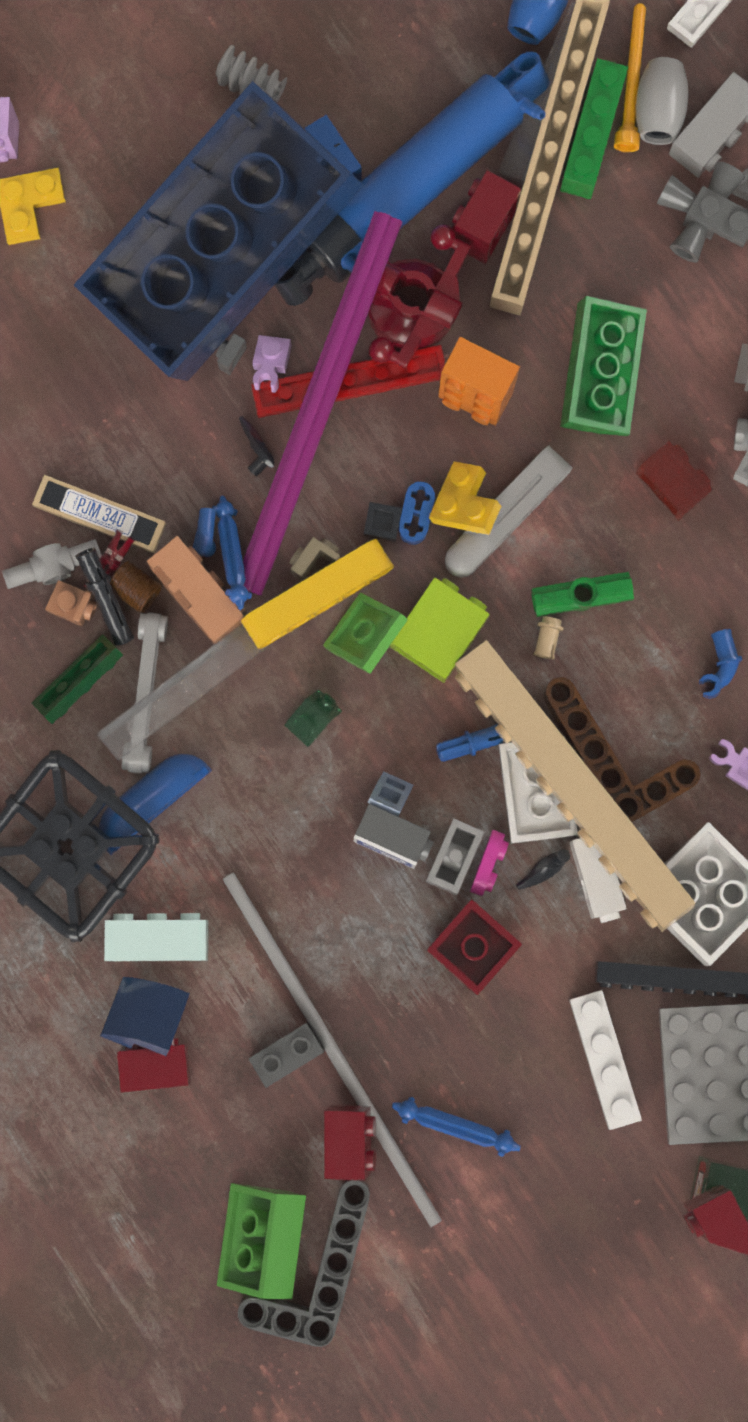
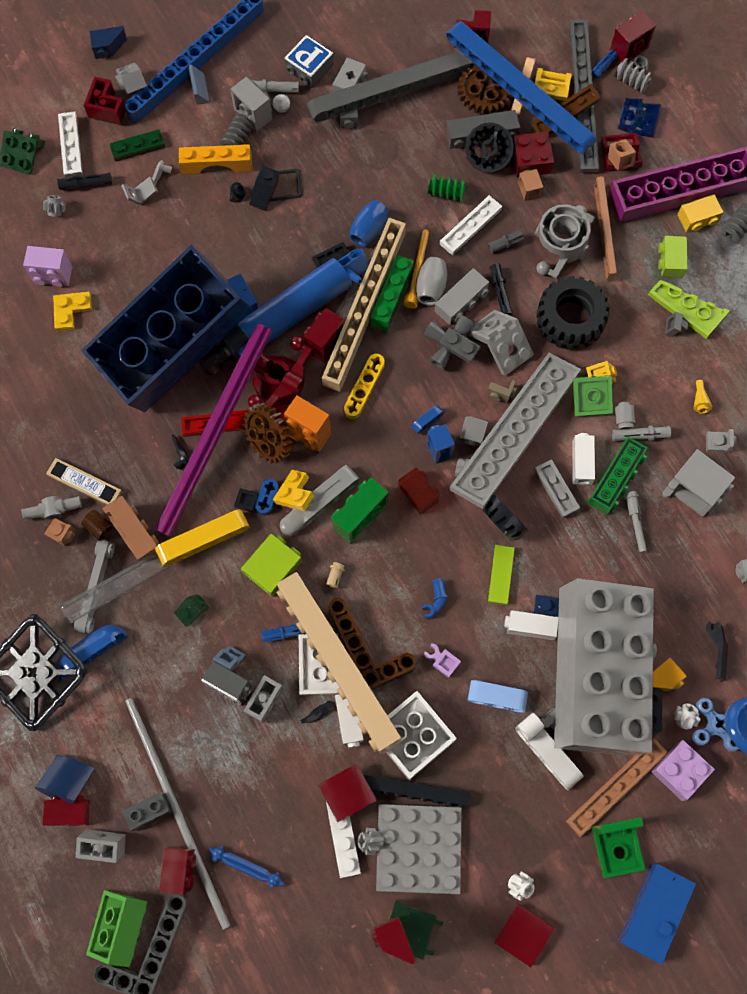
camera: 10 degrees right, 10 degrees down
(77, 679) = (56, 575): dark green plate -> none
(99, 584) = (75, 521): black pin -> none
(115, 555) = (83, 509): dark red pin -> none
(156, 938) = (79, 733): light aqua brick -> none
(203, 539) = (140, 503): blue arm -> none
(219, 1116) = (100, 846): none -> light grey brick
(230, 353) = (171, 399): dark grey plate -> none
(231, 553) = (155, 510): blue wheel -> none
(240, 74) = (207, 251): light grey piece -> none
(269, 359) = (193, 403): lavender plate -> none
(305, 559) = (198, 517): dark tan bracket -> none
(365, 632) = (227, 562): bright green plate -> none
(410, 403) = (267, 433): none -> reddish brown gear
(474, 947) = (268, 755): dark red brick -> none
(485, 878) = (281, 714): dark pink plate -> none
(488, 60) = (336, 252): none -> black plate
(562, 302) = (364, 386): none -> yellow beam
(580, 523) = (360, 510): none -> green brick
(603, 367) = (384, 424): green slope -> none
(603, 591) = (370, 549): green piece -> none
(609, 996) = (347, 792): none -> dark red slope
(653, 1068) = (370, 841): none -> light grey gear
(678, 353) = (428, 419): none -> blue beam
(705, 395) = (440, 443): none -> blue brick

